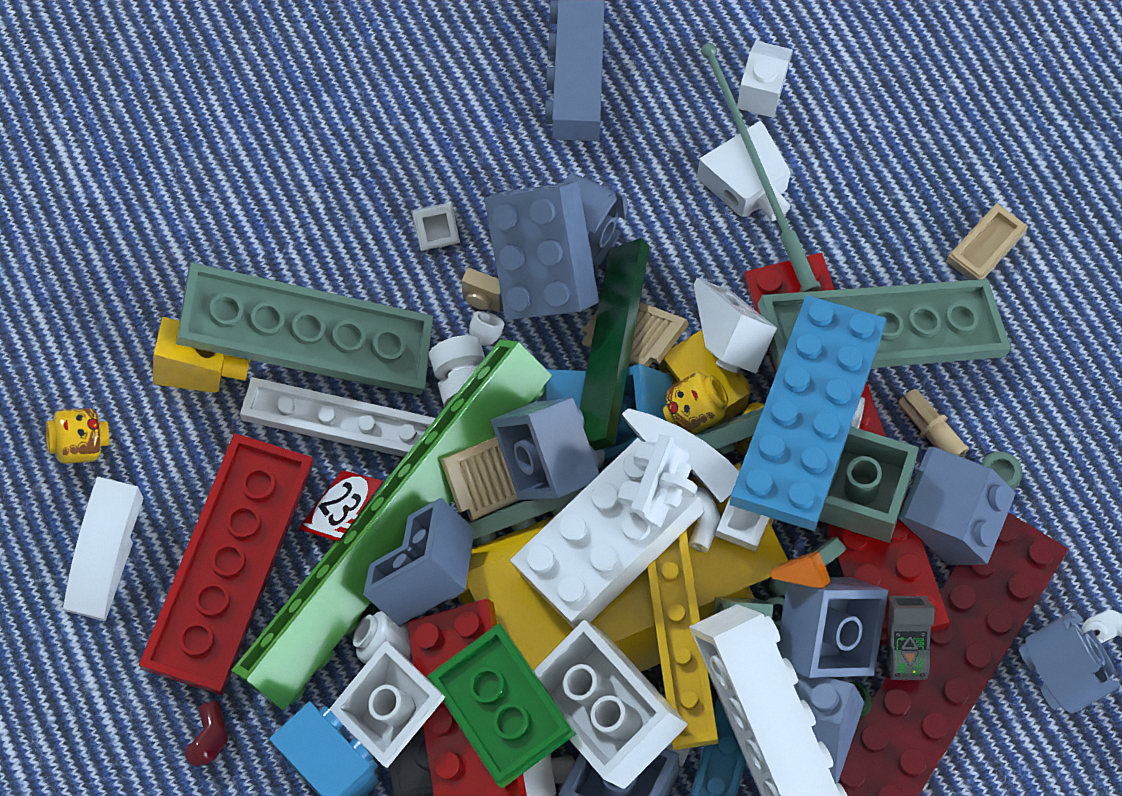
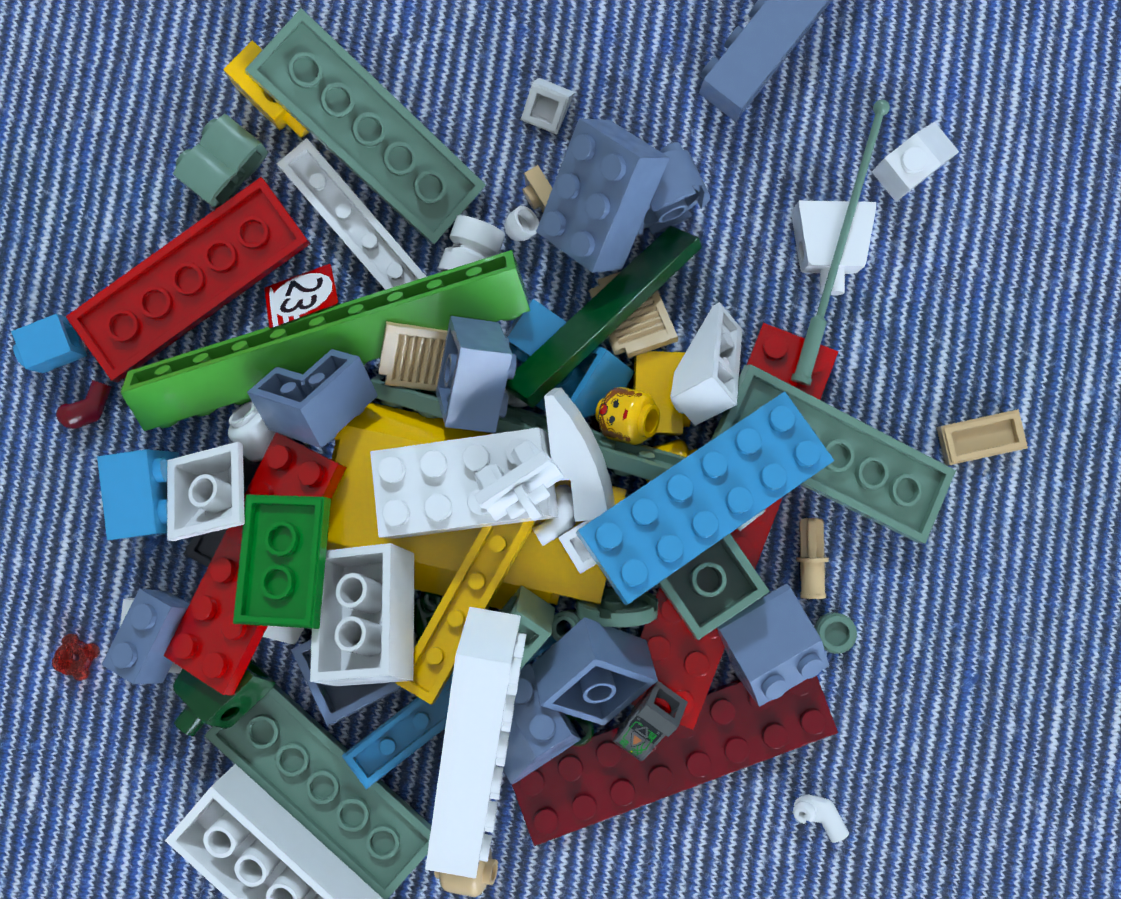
camera: 40 degrees right, 20 degrees up
(76, 435) = (140, 92): yellow head -> none
(102, 548) = (101, 201): white slope -> none
(138, 701) = (47, 344): none -> dark azure brick
(187, 446) = (220, 161): none -> sand green brick
(803, 570) = (595, 624): orange slope -> none
(1070, 664) = (759, 829): sand blue brick -> none

